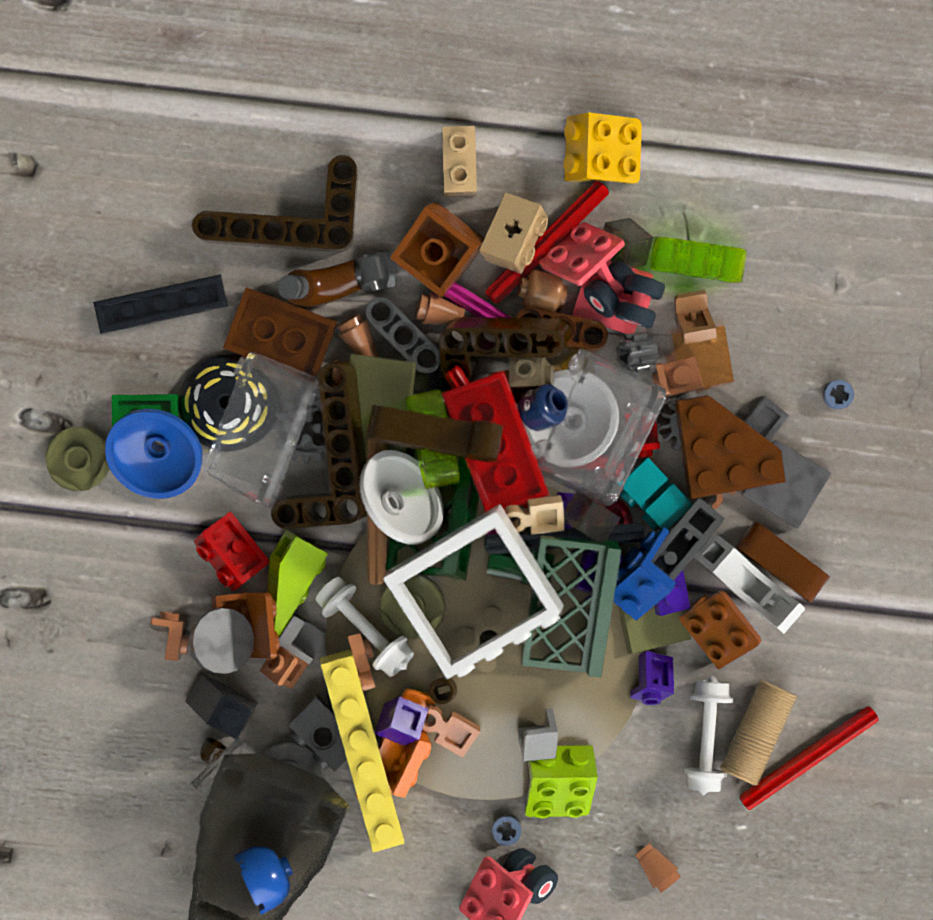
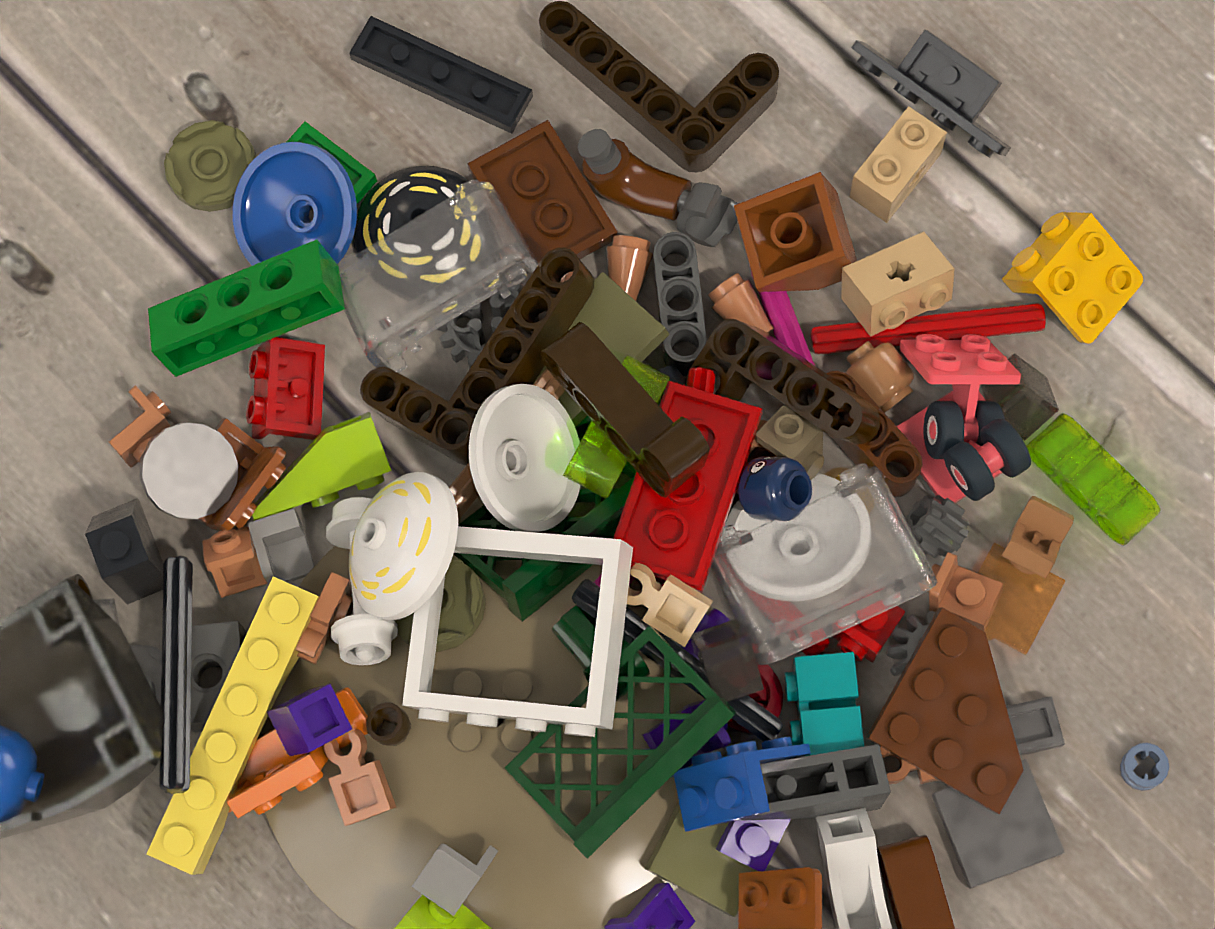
camera: 45 degrees right, 15 degrees down
(190, 522) = (246, 308): none -> green brick
(309, 750) = (176, 675): none -> black axle
(379, 597) = (403, 545): none -> white dish
(446, 92) = (944, 81): none -> bracket

